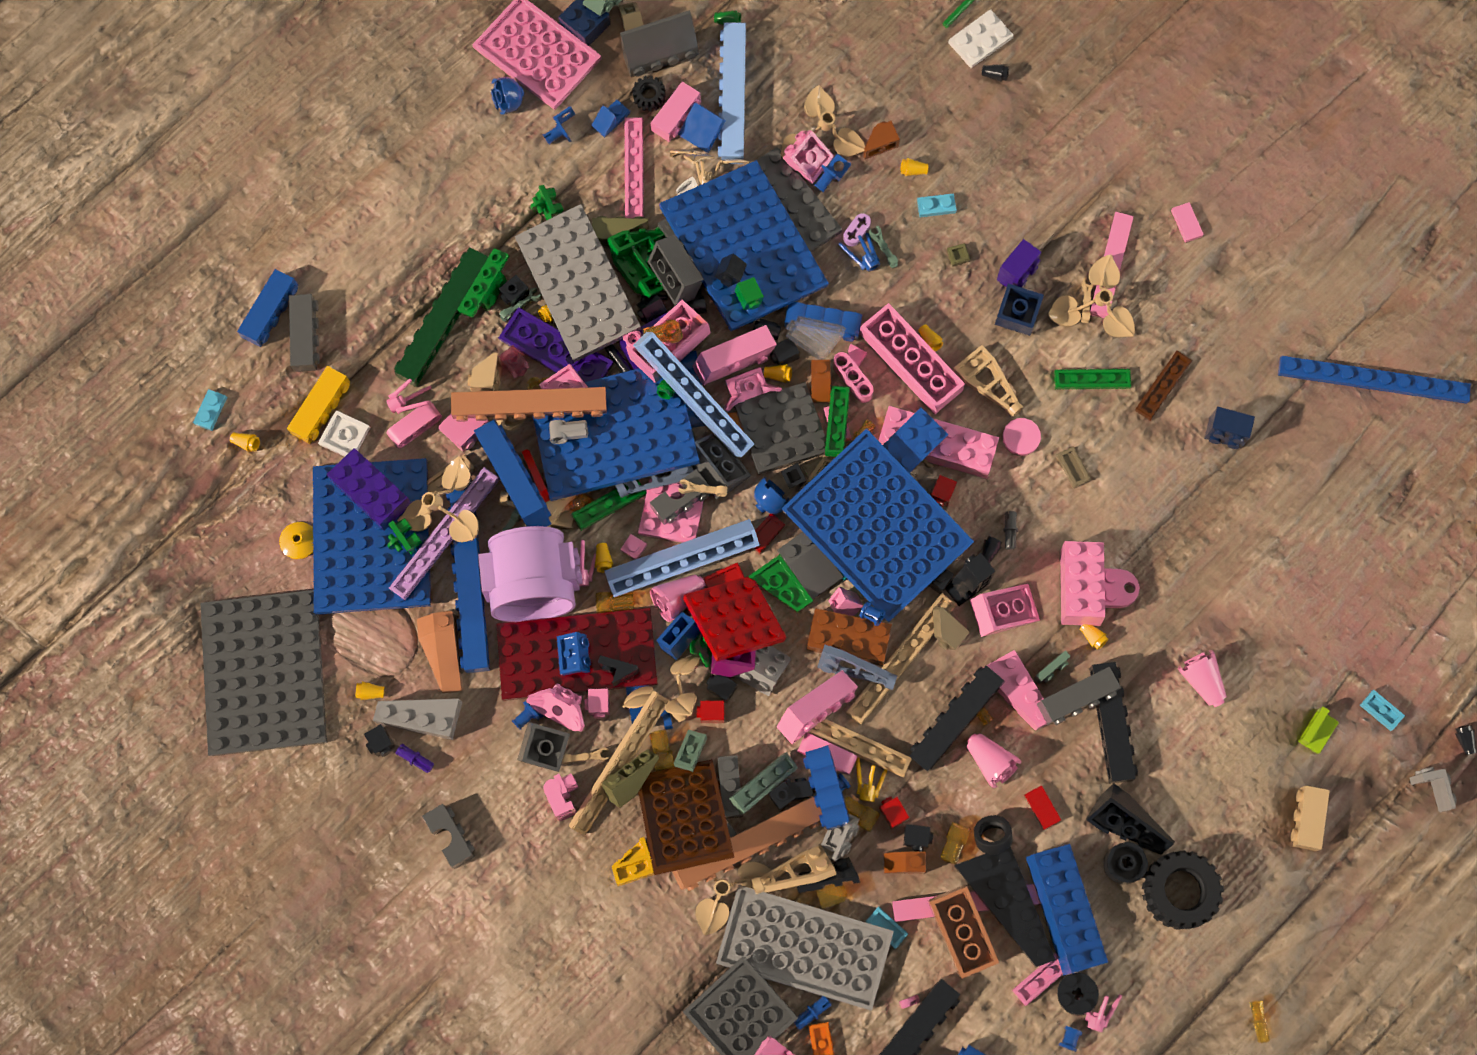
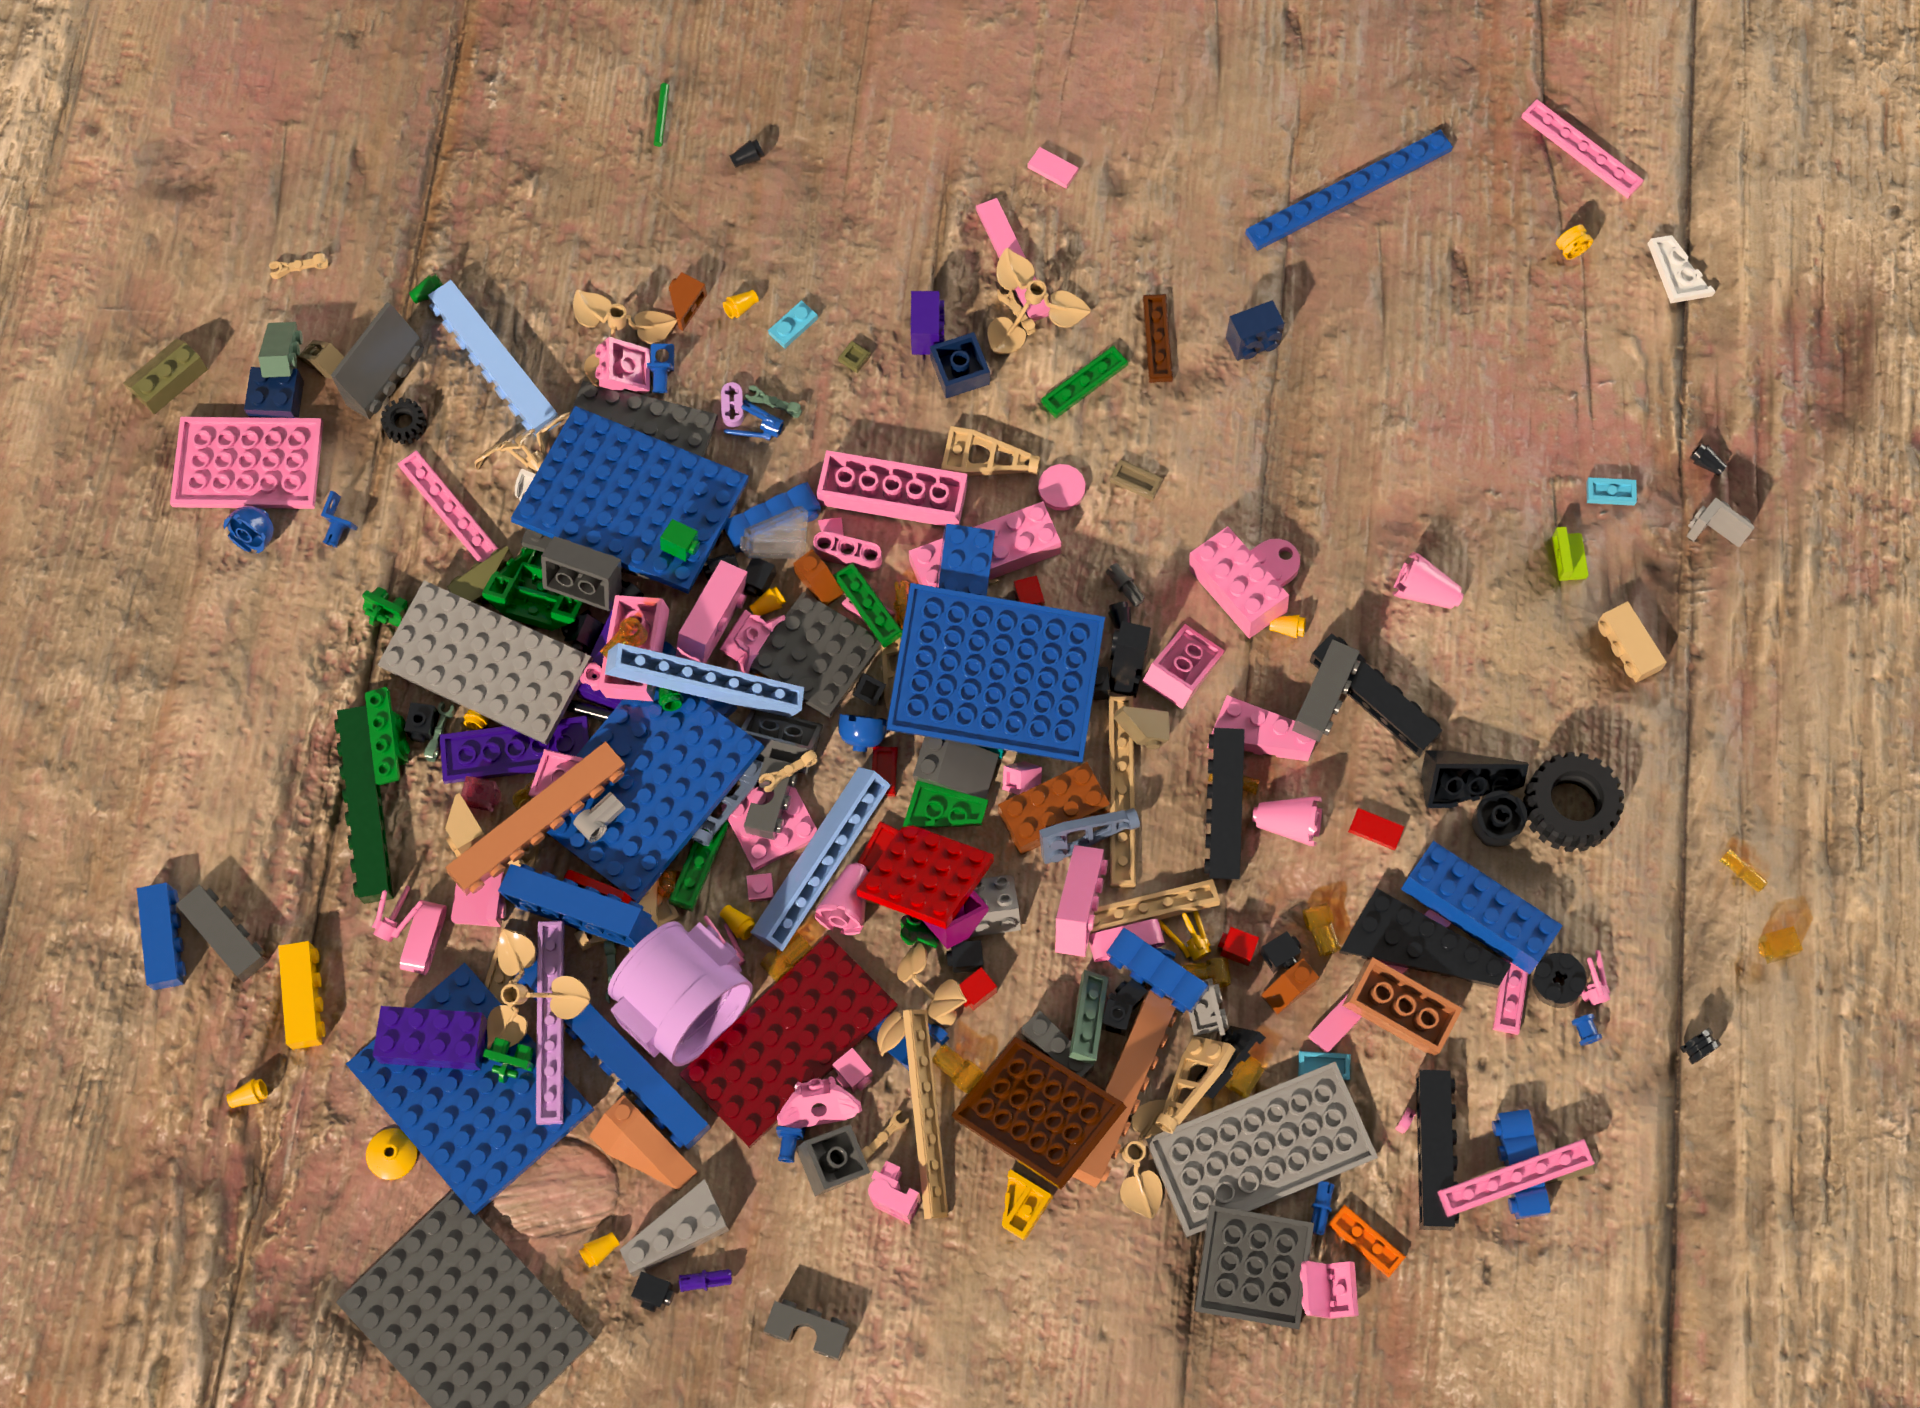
camera: 40 degrees left, 5 degrees down
(210, 410) = (180, 1092): medium azure plate -> none
(343, 434) = (353, 1005): white plate -> none
(573, 653) = (787, 1039): blue bracket -> none
(610, 117) = (381, 475): blue slope -> none
(623, 670) = (853, 1015): black slope -> none
(627, 781) = (949, 1123): olive slope -> none
(675, 111) = (448, 419): bright pink brick -> none
(678, 635) = (881, 938): blue brick -> none
(690, 750) = (987, 1044): sand green plate -> none
(701, 127) = (489, 415): blue tile -> none
(730, 270) = (642, 529): black brick -> none
(872, 613) = (1060, 765): blue bush -> none
(930, 337) = (893, 454): yellow cone -> none
(980, 38) = (705, 132): white plate -> none
(989, 822) = (1363, 902): black tyre -> none
(1047, 673) = (1278, 676): sand green plate -> none

